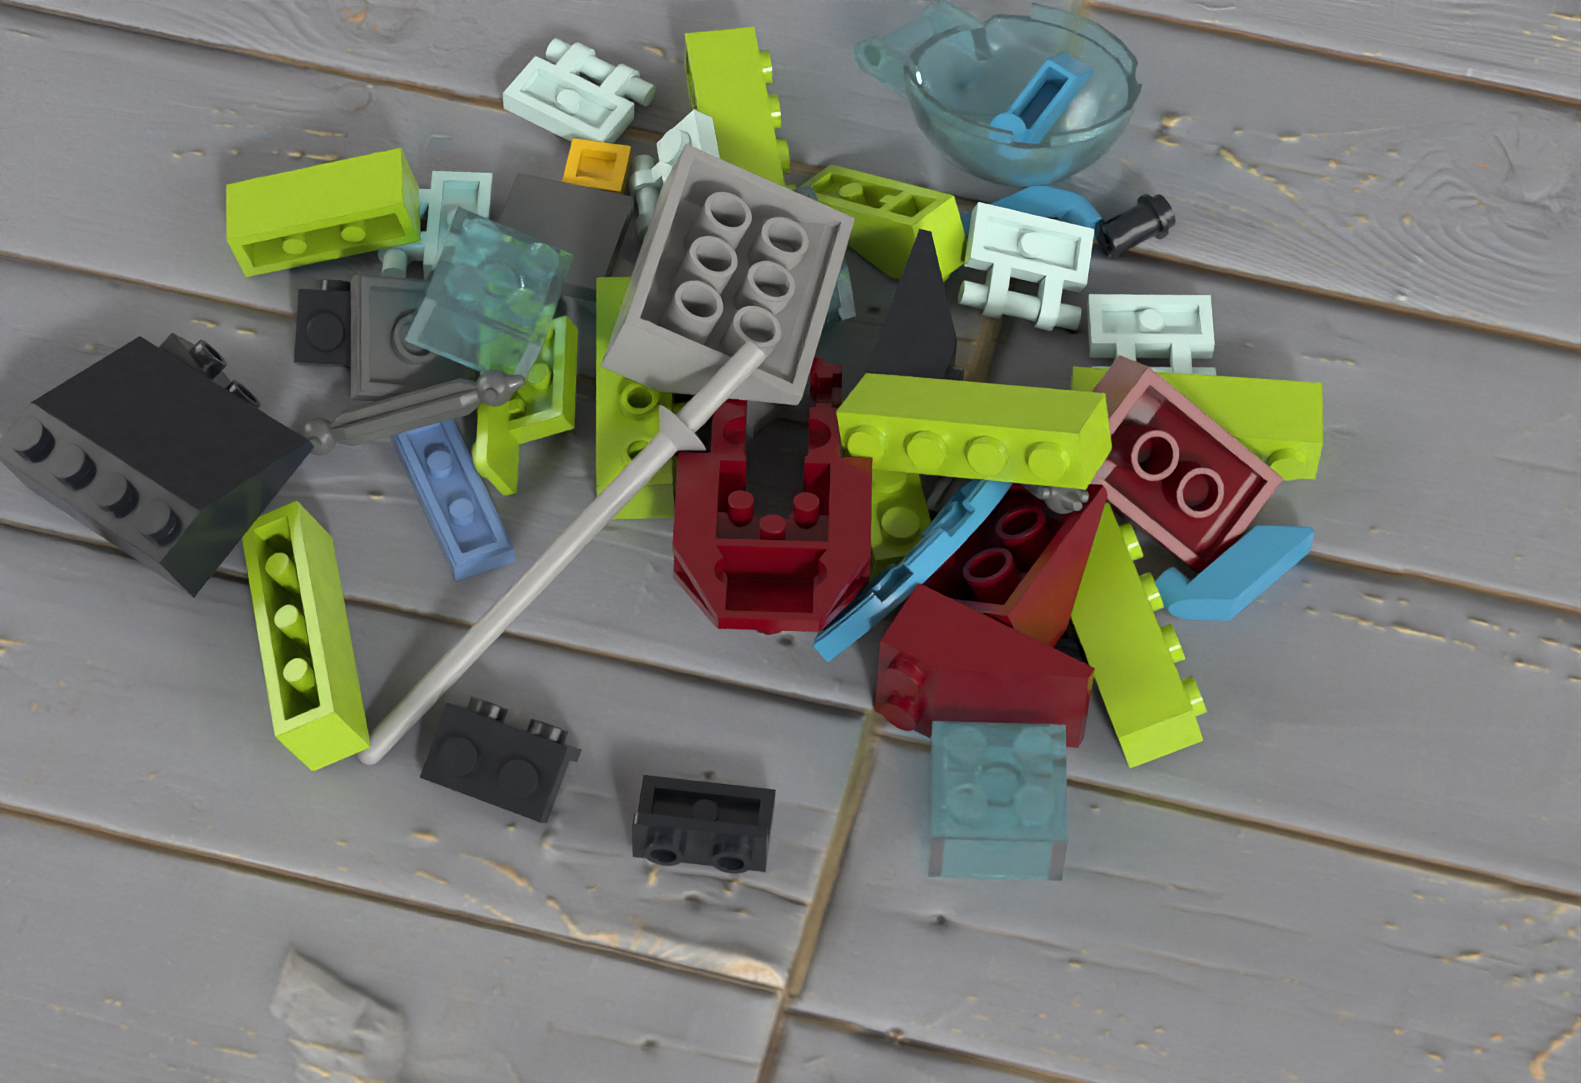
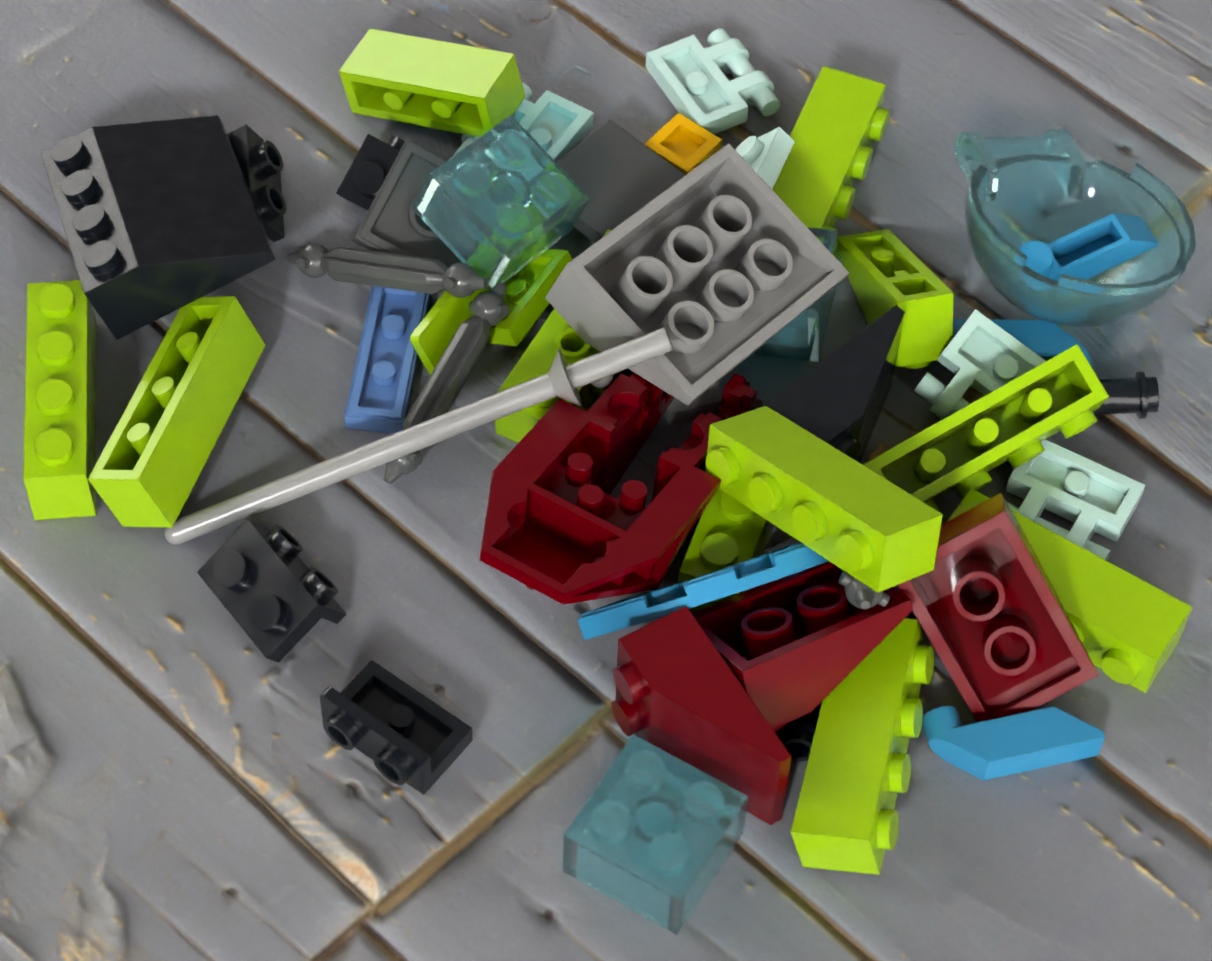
camera: 30 degrees right, 0 degrees up
(176, 679) = (60, 400): none -> lime brick
(533, 477) = (452, 370): none -> dark grey wheel
(1070, 298) = (996, 430): none -> lime brick

